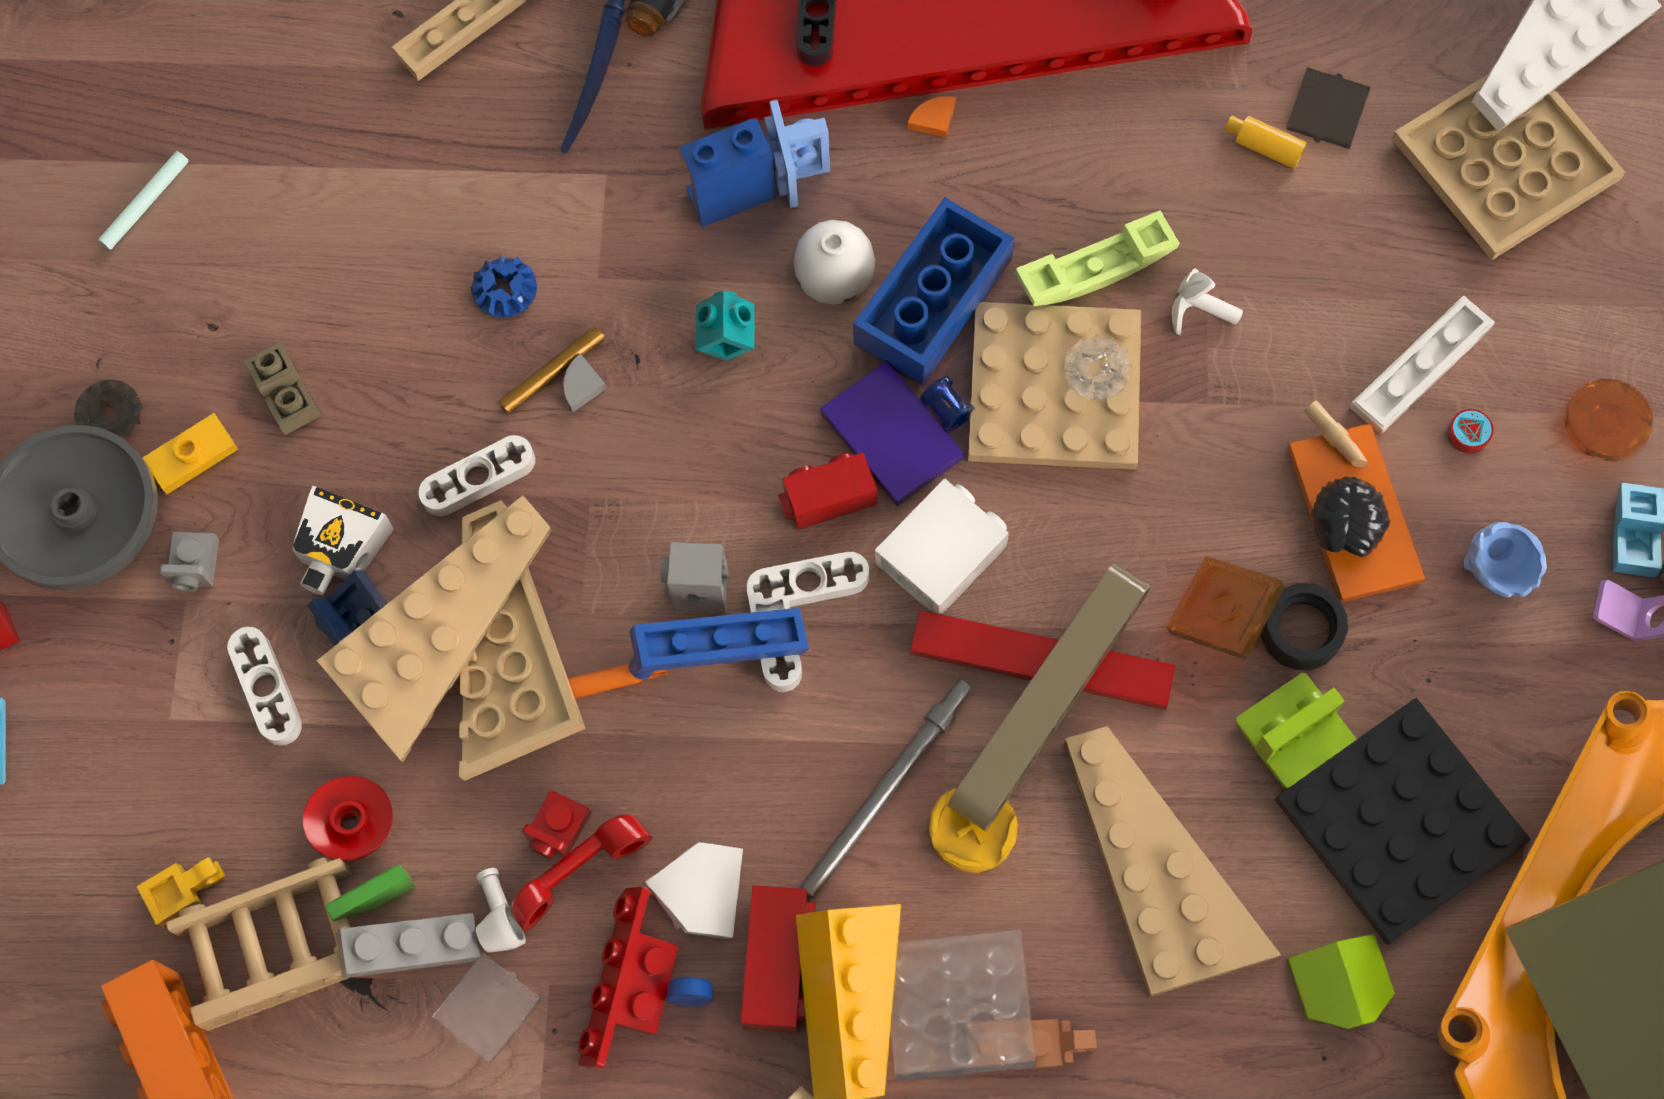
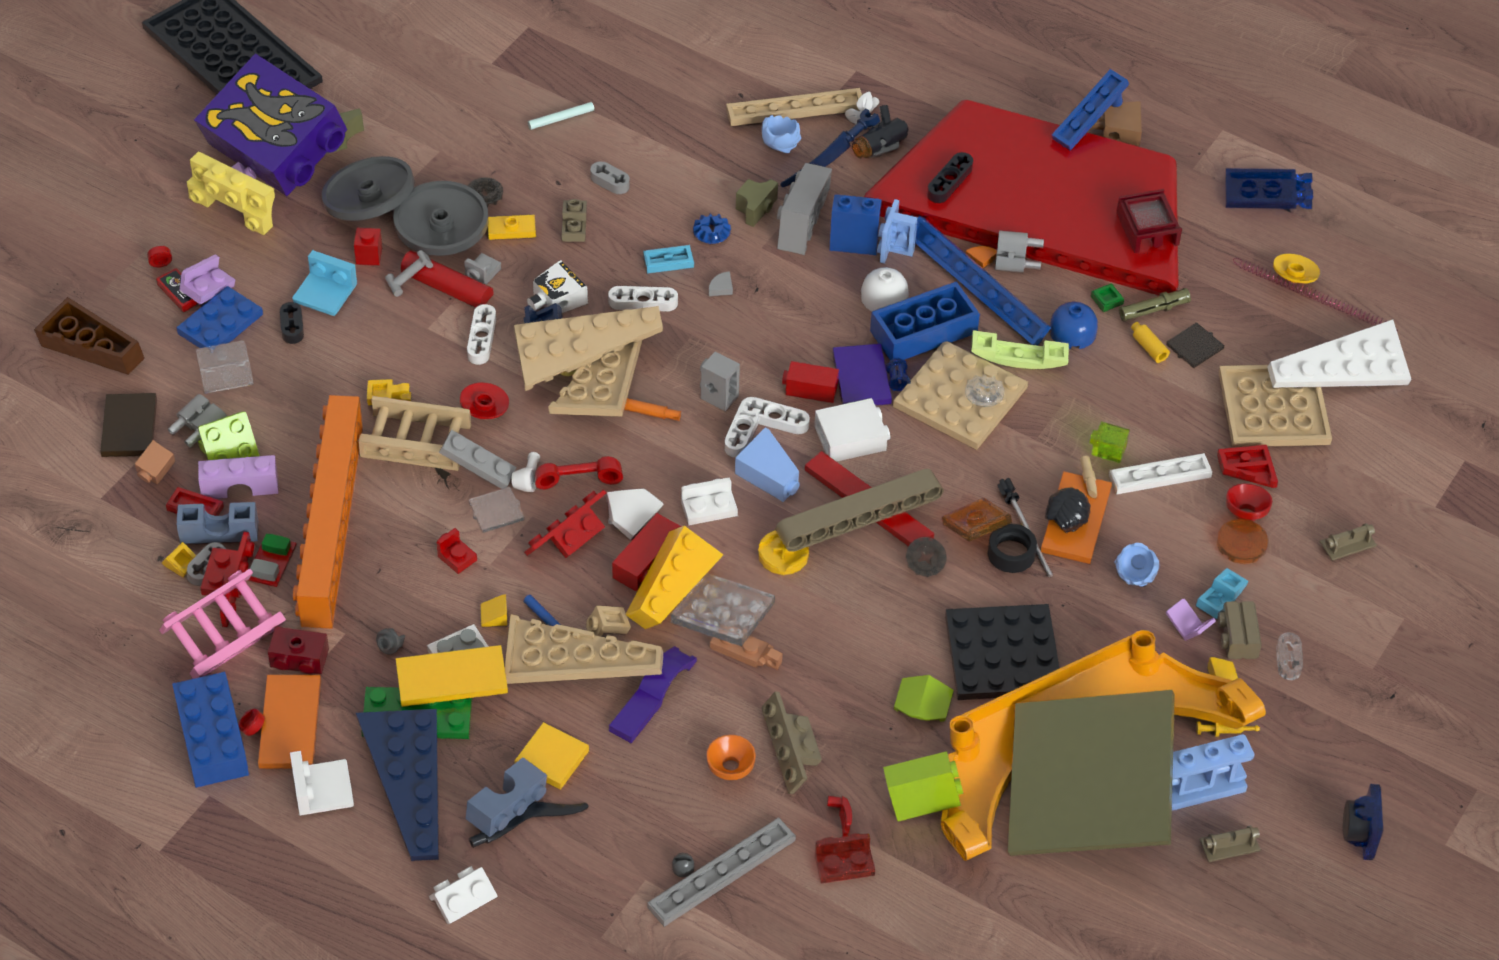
camera: 25 degrees right, 20 degrees down
(67, 664) = (395, 283): none -> light grey piece
(145, 613) = (450, 281): none -> red brick
(290, 271) = (610, 177): none -> light grey beam
(371, 894) = (480, 434): bright green tile -> none
(478, 391) = (671, 259): none -> medium azure tile
(507, 57) = (780, 133): none -> light blue hair
(542, 199) = (756, 199): none -> olive brick
(550, 370) = (710, 273): pearl gold bar -> none
(556, 826) = (580, 452): red bracket -> none
(623, 175) = (802, 207): none -> light grey wedge
(690, 991) = (597, 546): blue tile -> none
(716, 640) = (709, 406): blue piece -> none
(725, 325) = (808, 290): teal brick -> none
(808, 804) = (708, 501): none -> white bracket
(861, 686) = (768, 466): none -> light blue slope
(937, 720) = (797, 500): flat silver bar -> none
(967, 170) = (980, 282): none -> blue plate
(982, 87) = (1012, 251): none -> light grey piece
(1143, 172) = (1074, 324): none -> blue cylinder
(1156, 92) = (1107, 297): none -> green tile
(1170, 895) = (862, 622): tan wing -> none
(1194, 293) = (1058, 385): white plant -> none
(1209, 711) = (928, 546): none -> clear smoke gear
(1228, 520) = (1007, 489): none -> piece
(1244, 58) = (1162, 302): none -> olive pin
(1296, 729) = (976, 587): lime bracket -> none
(1329, 356) = (1109, 441): none -> clear neon green brick
(1470, 431) = (1164, 512): tile -> none
(1538, 280) = (1248, 464): none -> red wing
(1590, 338) = (1248, 497): none -> red piece

